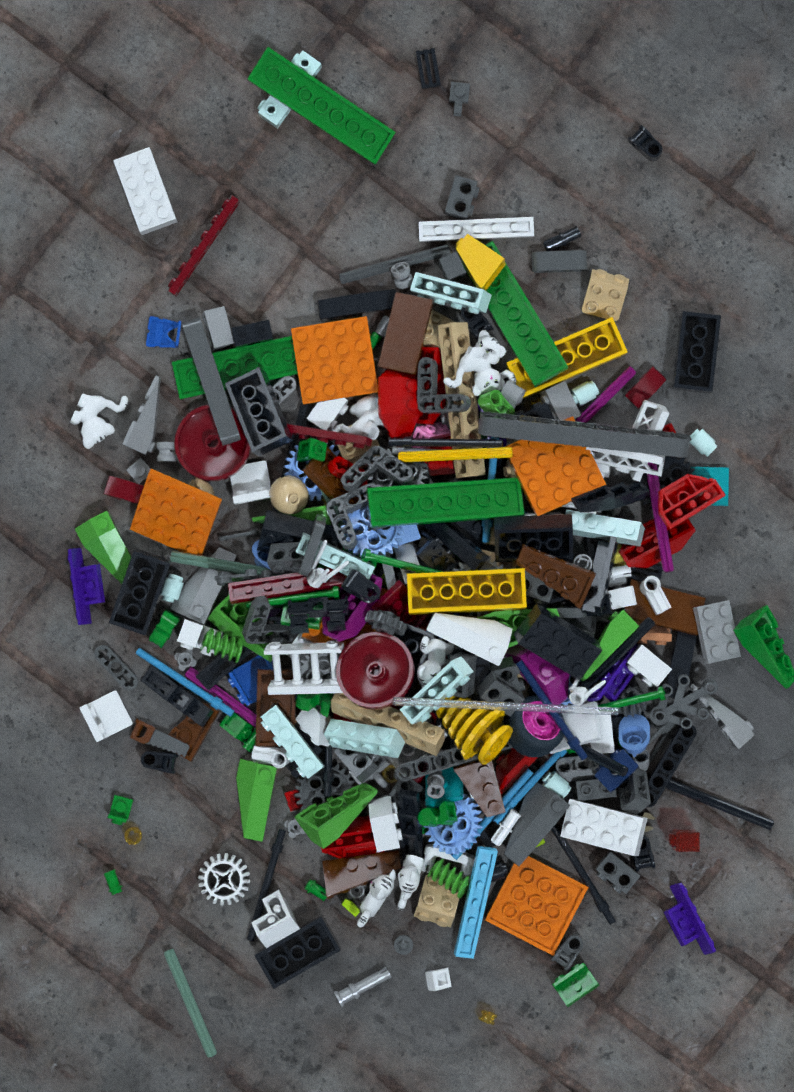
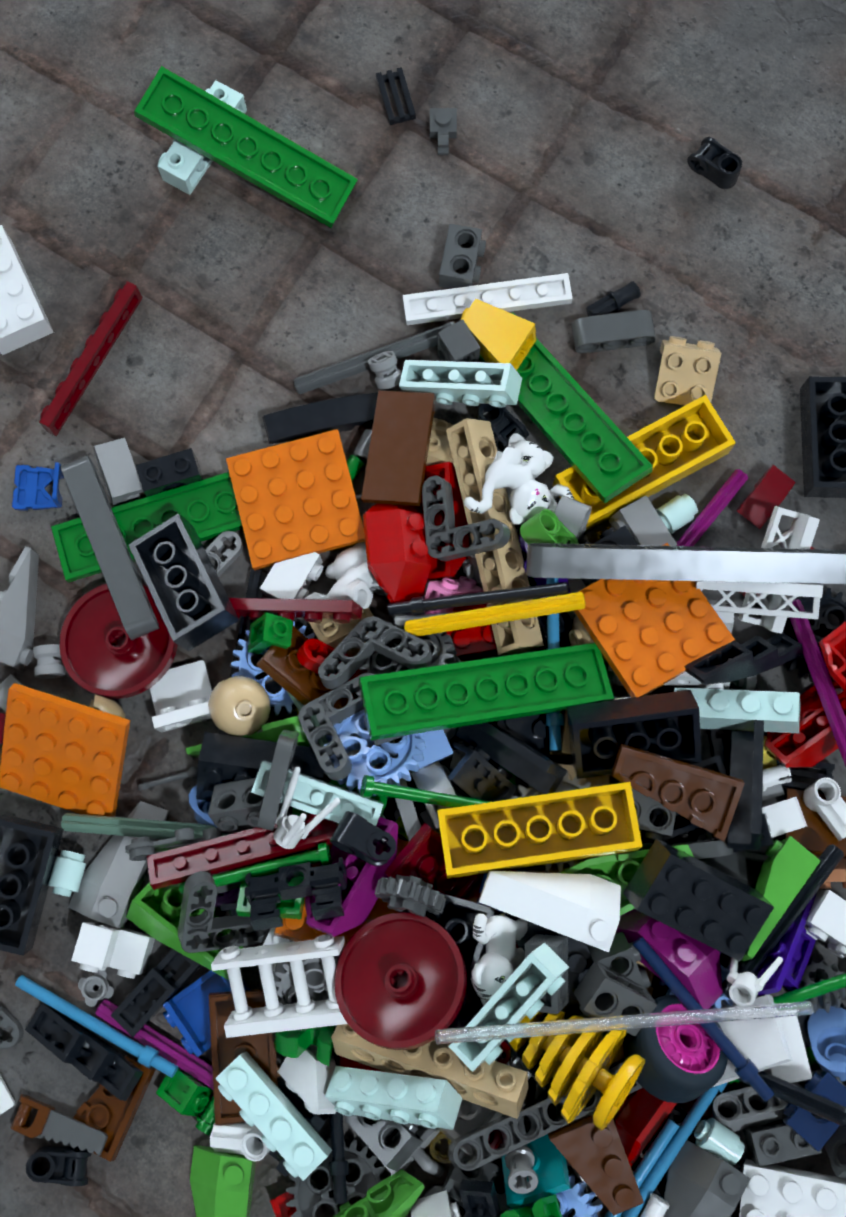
camera: 10 degrees left, 10 degrees down
(164, 629) = (56, 942): green leg -> none
(222, 644) = (148, 959): bright green piece -> none
(583, 561) = (722, 760): light grey wheel -> none

